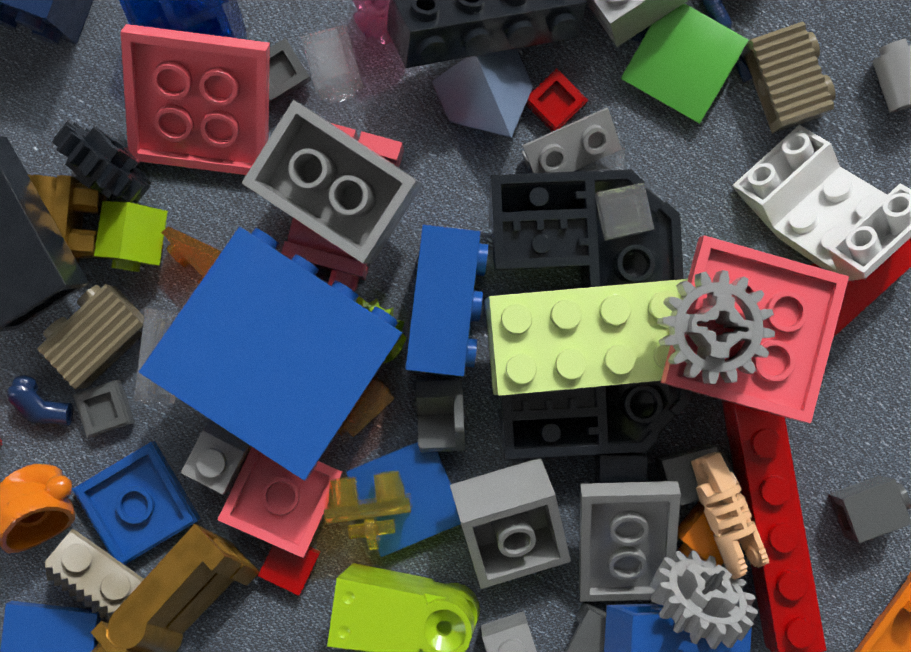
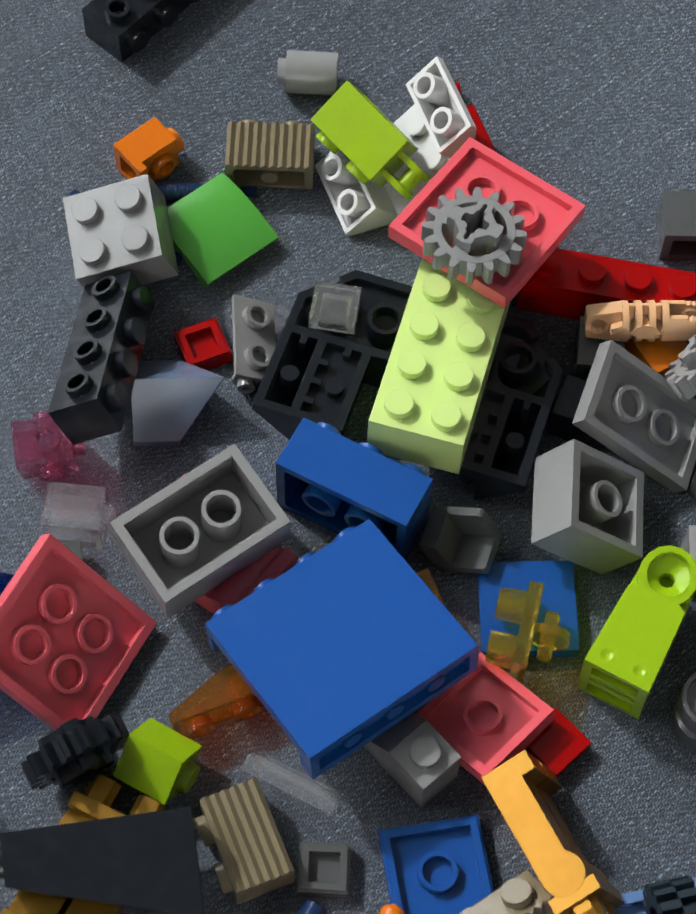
camera: 70 degrees left, 25 degrees down
(827, 170) = (368, 139): none -> lime brick

